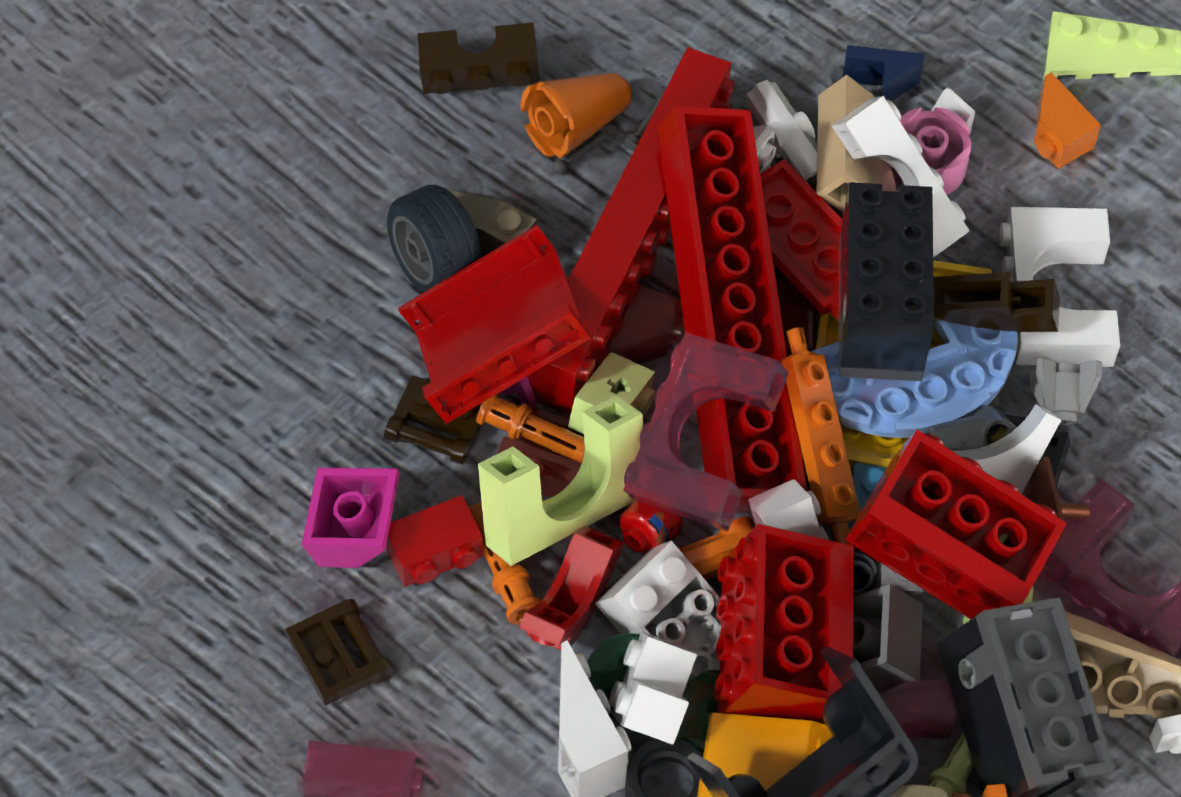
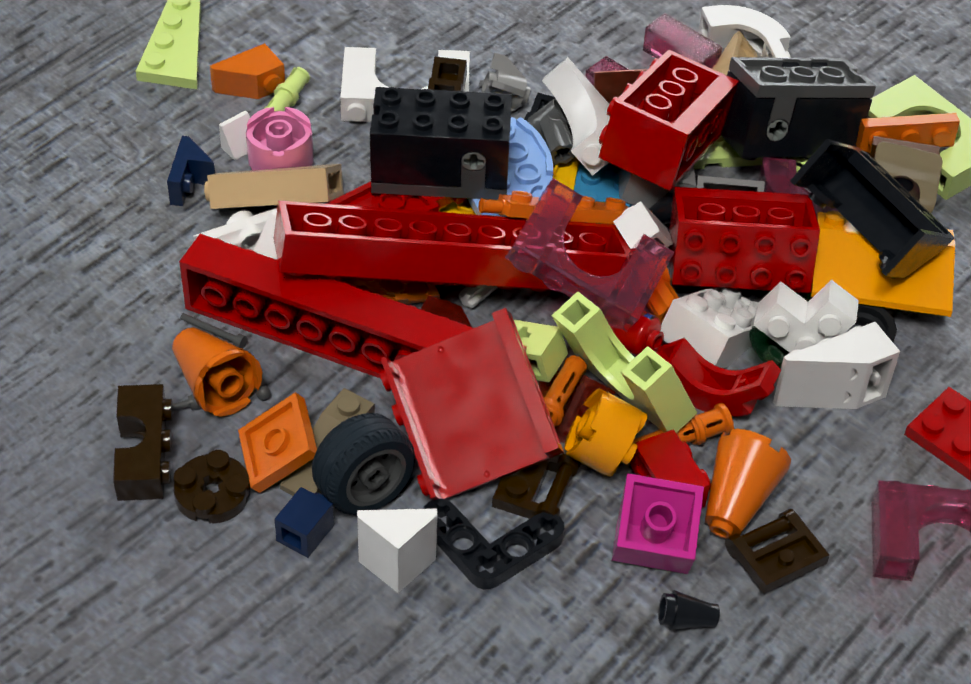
camera: 90 degrees left, 10 degrees down
(258, 551) = (684, 611): none -> black cone
(327, 274) = (397, 543): none -> white slope
(345, 368) = (485, 553): none -> black beam
(371, 201) = (304, 521): none -> dark blue brick
(423, 613) = (742, 480): none -> orange cone
(425, 110) = (206, 470): none -> dark brown plate
(458, 461) = (605, 432): none -> light orange brick
(475, 171) = (277, 442): none -> orange plate
(877, 133) = (295, 140): white arch -> none
(1031, 163) = (287, 93): none -> yellowish green pin

